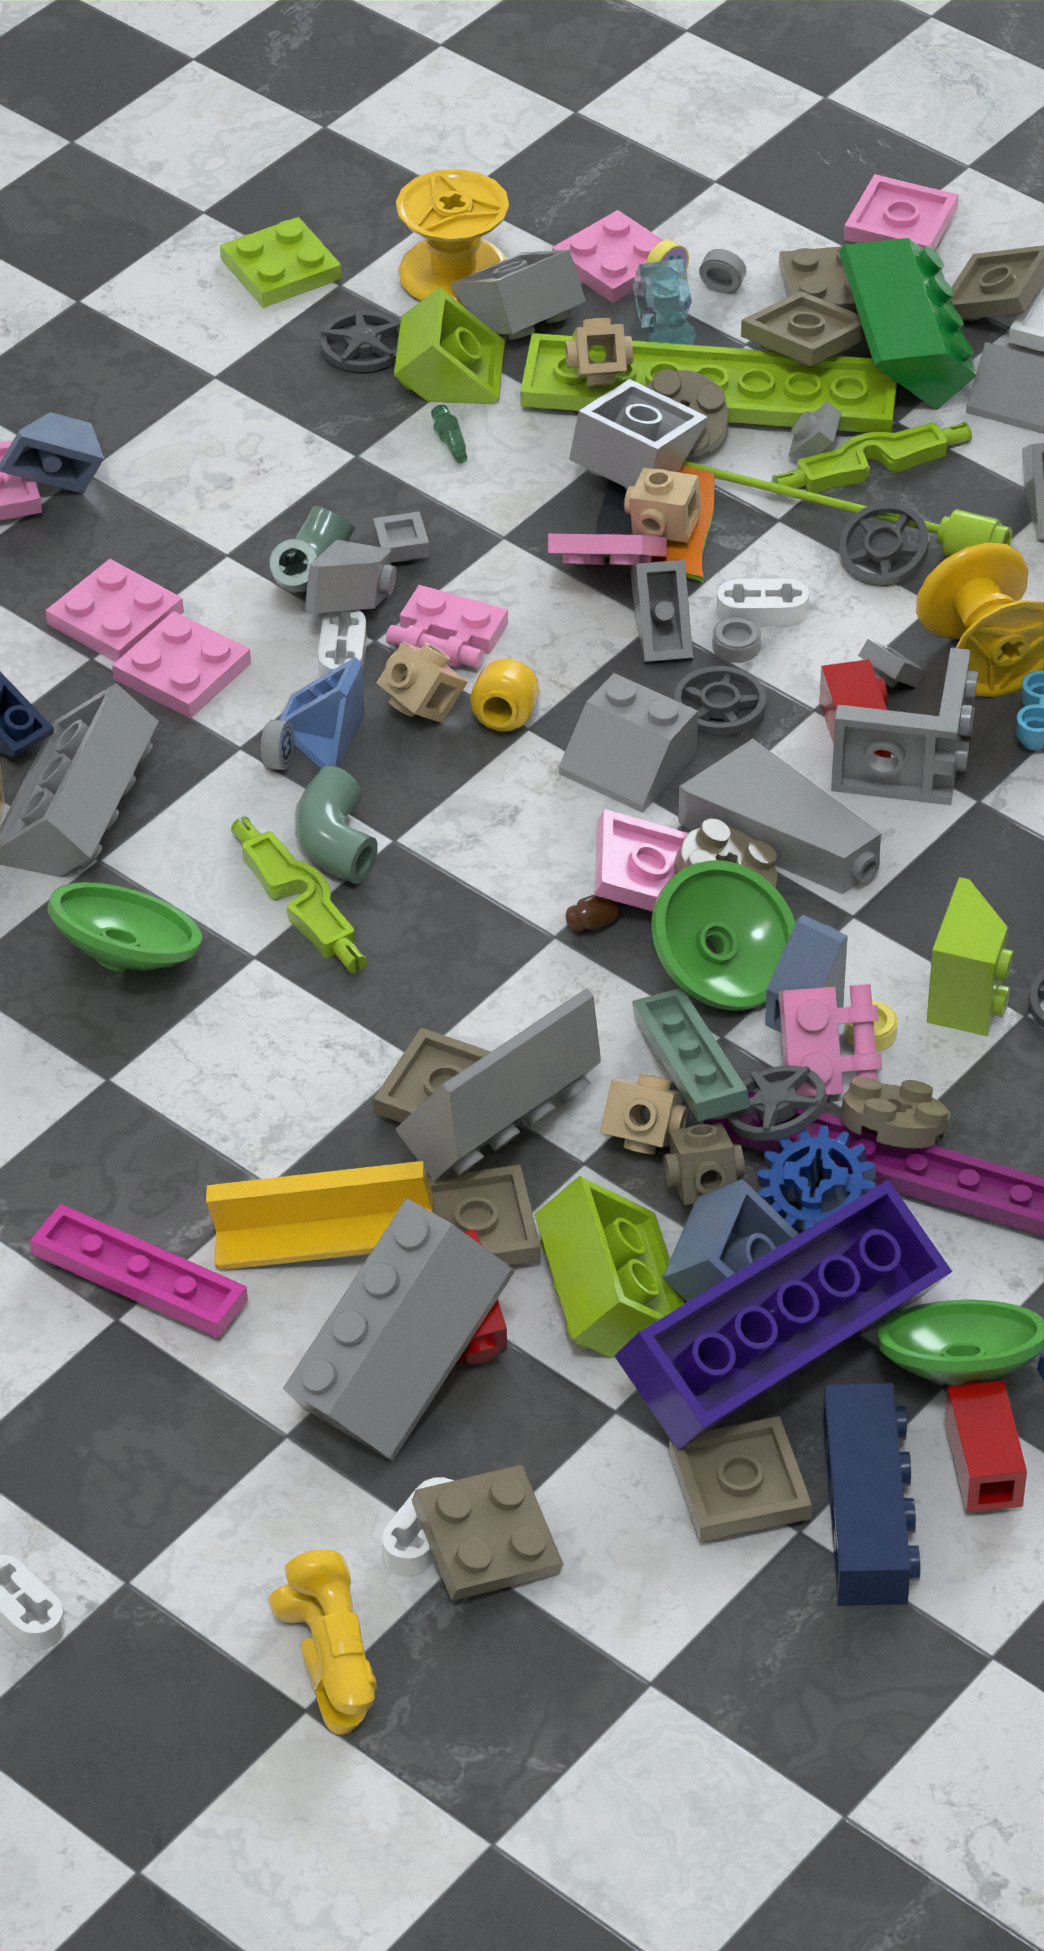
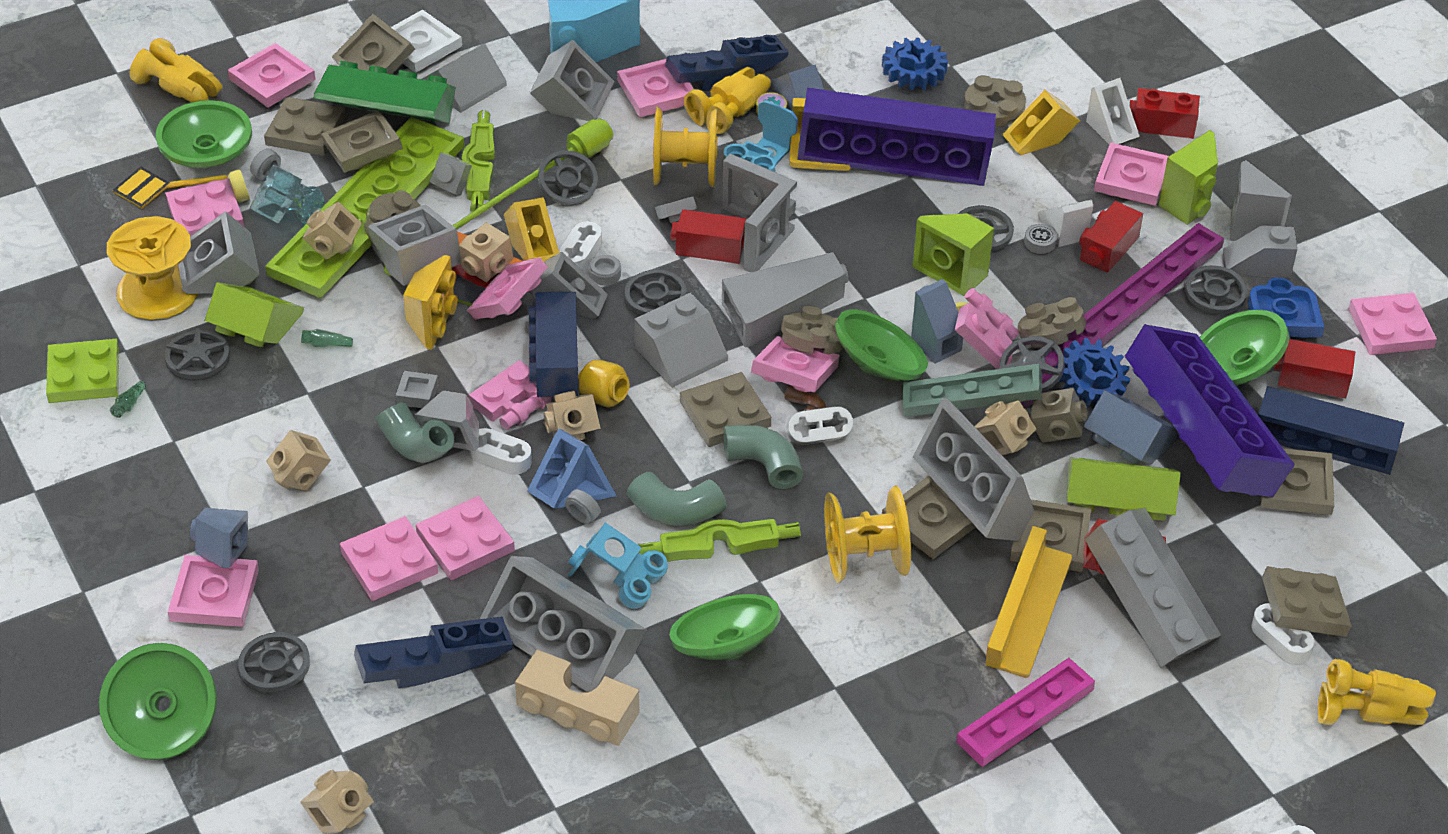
camera: 70 degrees left, 0 degrees up
(190, 812) = (632, 567): none -> medium azure piece
(209, 472) = (298, 461): none -> tan brick
(252, 313) = (127, 400): none -> clear green piece
(320, 985) = (867, 534): none -> yellow piece
(476, 886) = (766, 447): none -> sand green cylinder
(537, 622) = (553, 343): none -> dark blue brick
(537, 832) = (723, 404): none -> dark tan plate
(542, 491) = (431, 300): none -> yellow slope
(557, 919) = (821, 433): none -> white beam
(633, 195) = (145, 186): none -> piece
(727, 194) = (204, 134): none -> bright green dish
(741, 539) = (531, 229): none -> yellow slope
(842, 147) = (176, 73): none -> yellow piece

